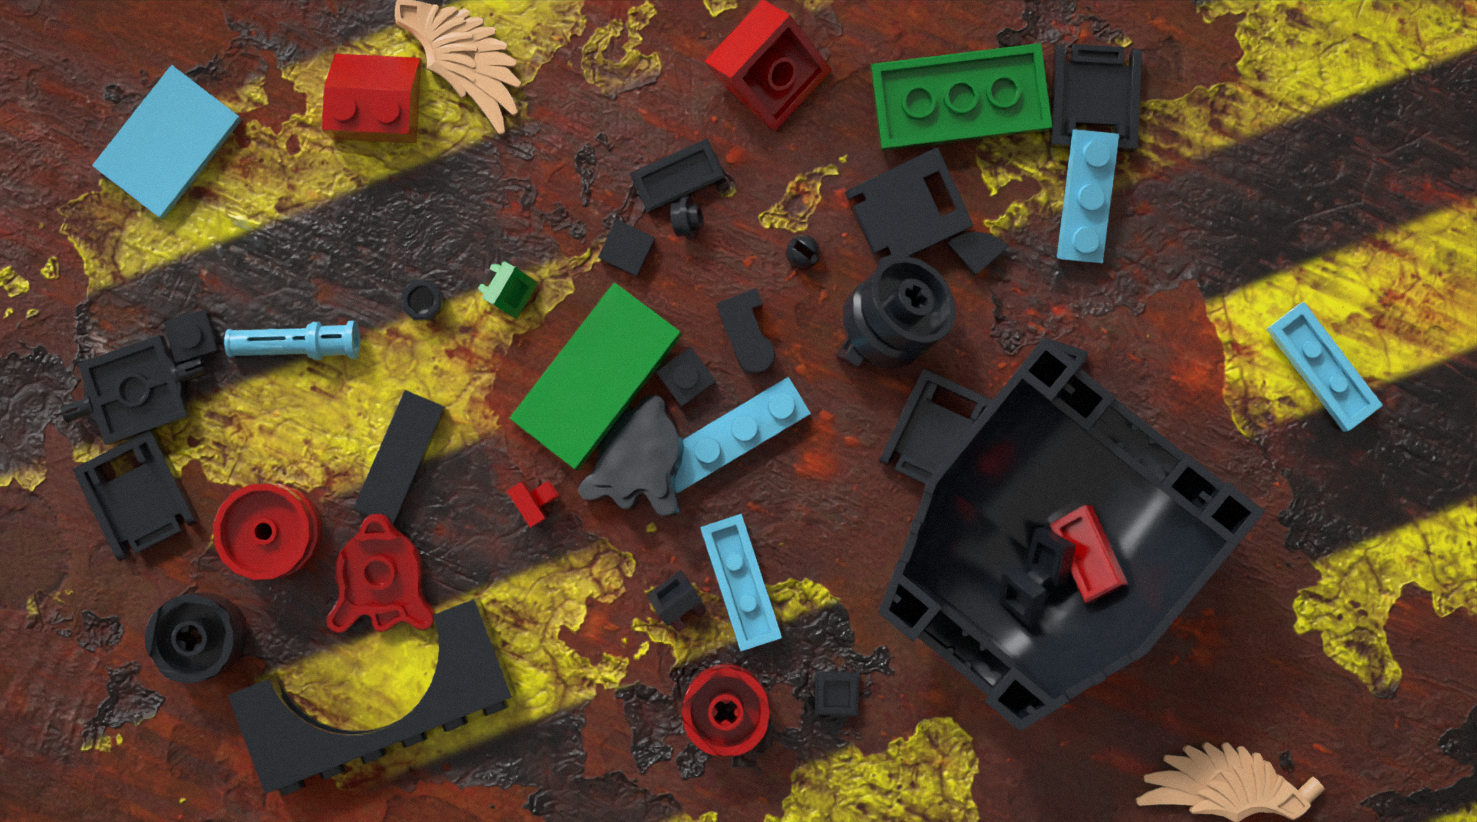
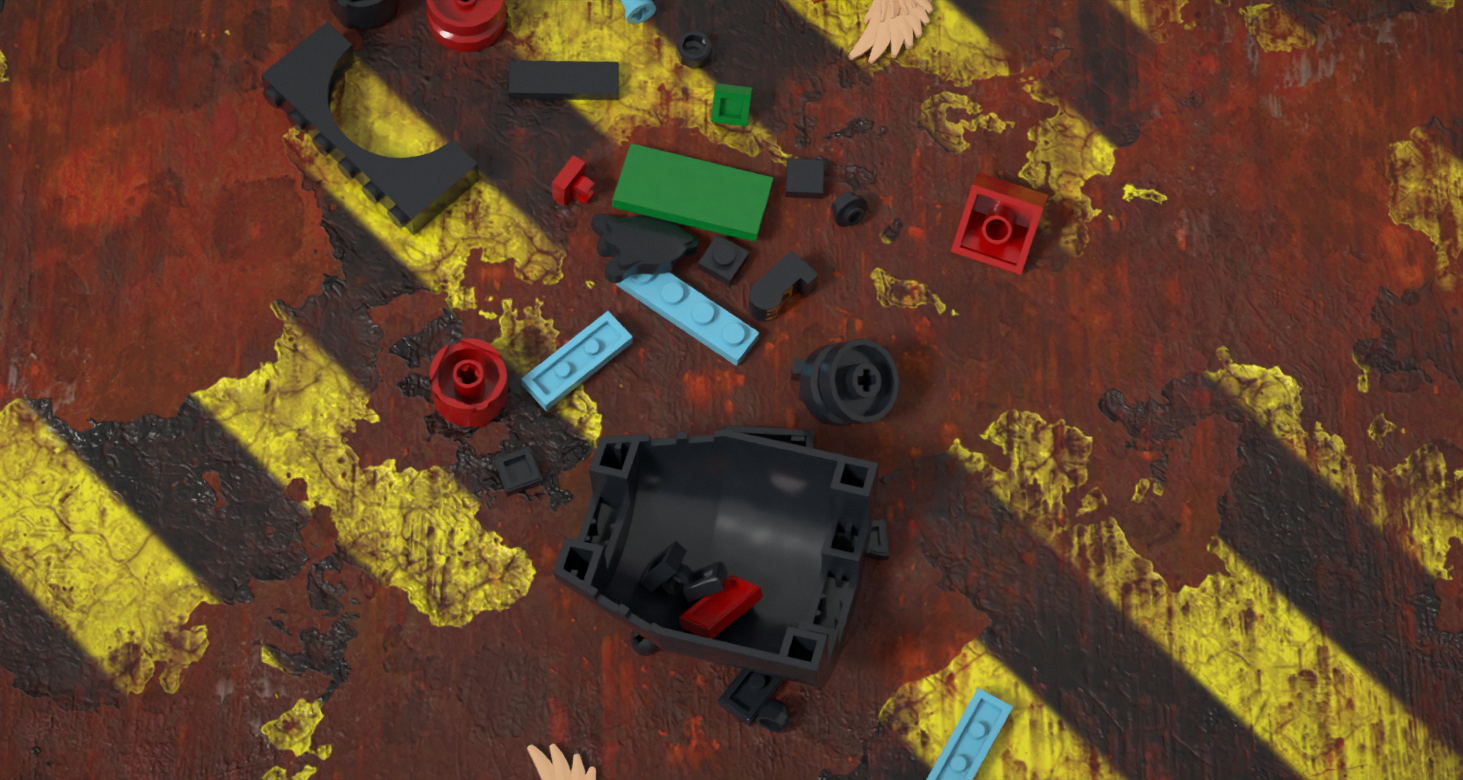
camera: 65 degrees right, 20 degrees down
(380, 578) = (462, 99): red tile -> none
(675, 599) = (541, 314): black tile -> none
(677, 176) = (883, 195): black tile -> none
(796, 258) = (873, 309): black hinge -> none
(902, 211) = (933, 363): black container -> none
(961, 97) = (1047, 375): green plate -> none
(976, 249) = (930, 438): black tile -> none
(1087, 196) = (1015, 501): medium azure plate -> none
(1095, 92) = (1104, 479): black container -> none

